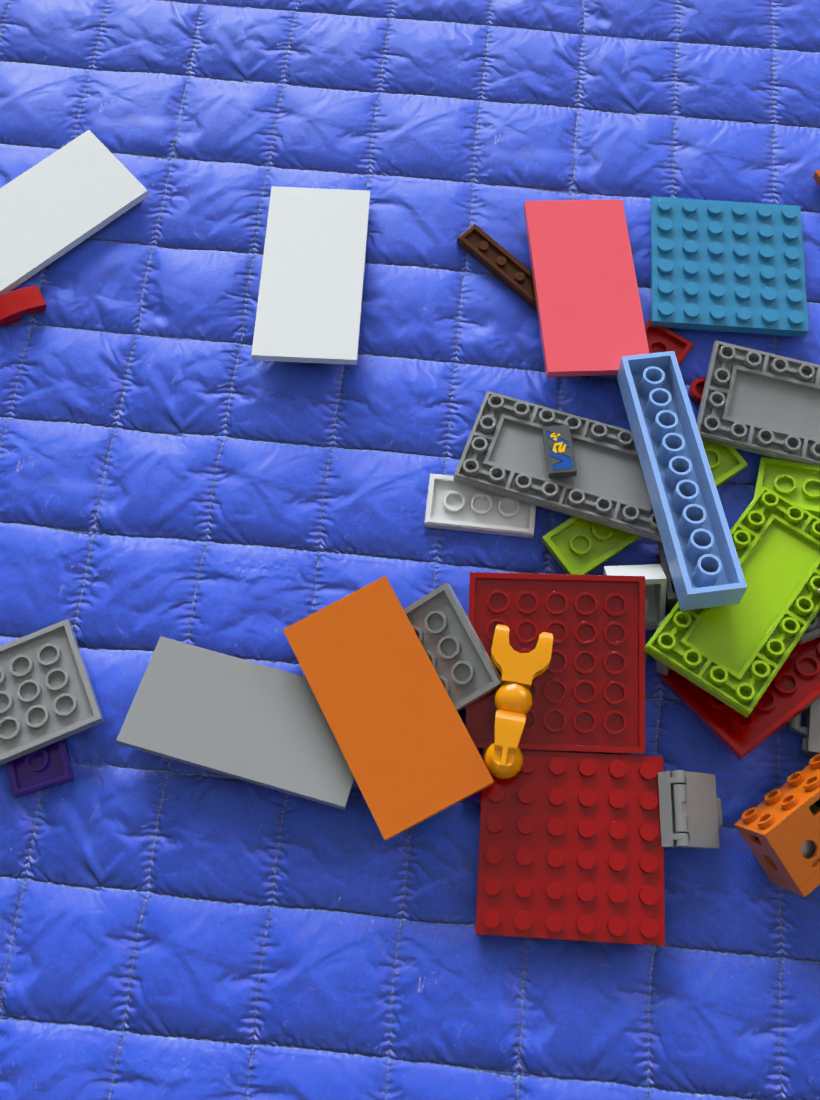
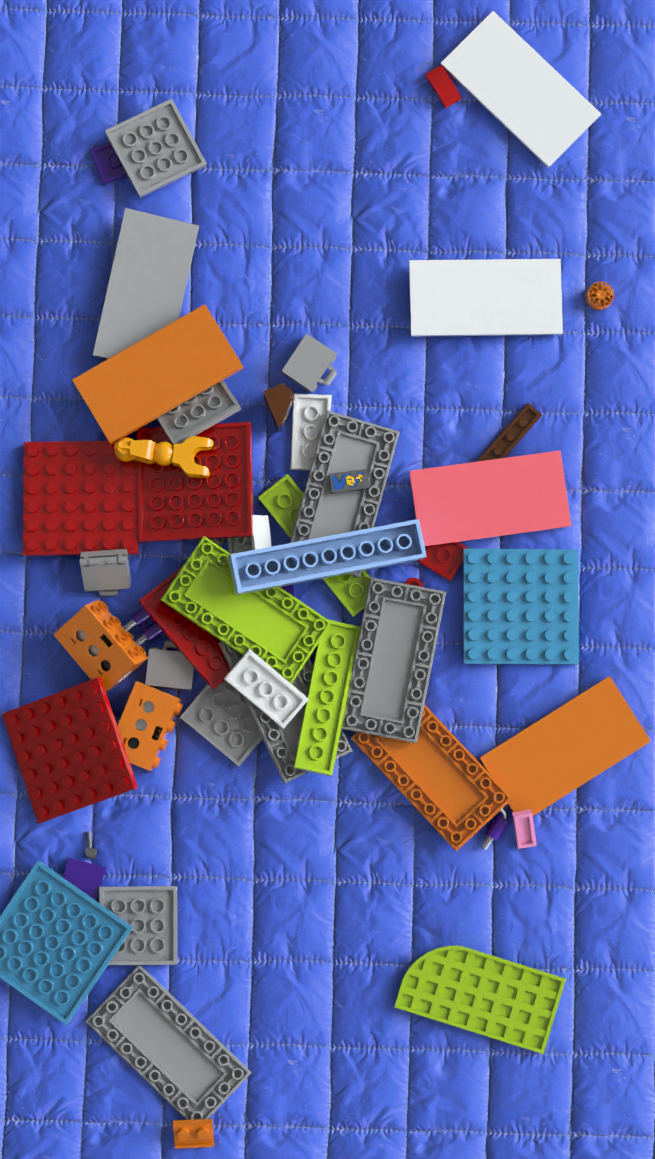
camera: 85 degrees right, 15 degrees up
(330, 144) = (600, 296): none -> orange wheel
(384, 497) = (310, 363): none -> light grey piece
(444, 536) = (279, 403): none -> reddish brown slope
(779, 751) = (139, 618): none -> dark purple piece

